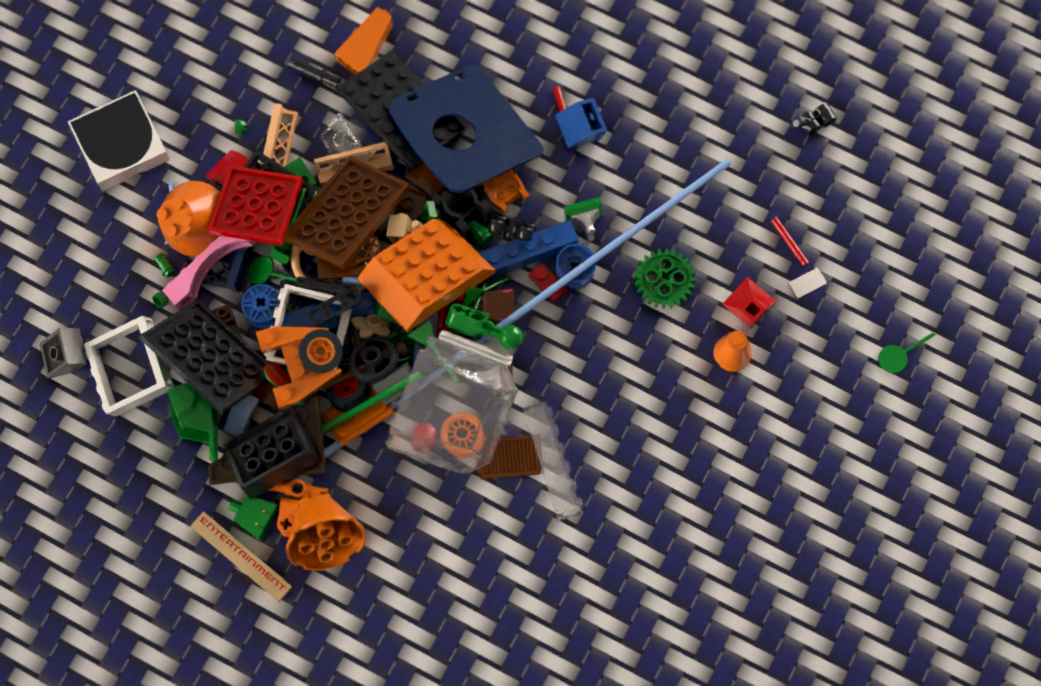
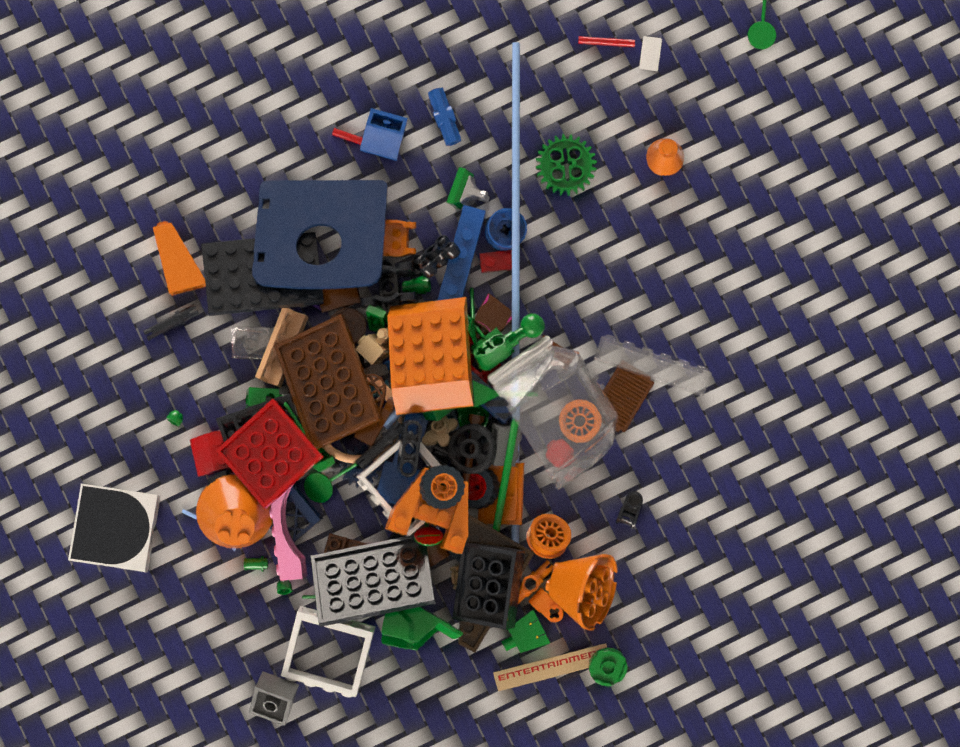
camera: 50 degrees left, 10 degrees up
(239, 416) = (441, 595): light blue slope -> none
(259, 316) = (353, 519): blue wheel -> none
(272, 601) = (607, 666): none -> green tile
(274, 132) = (207, 396): light nougat fence -> none
(359, 475) = (542, 544): none -> orange wheel
(417, 527) = (629, 510): none -> black piece
(631, 160) = (444, 116): none -> blue piece
(749, 302) = (635, 112): red slope -> none

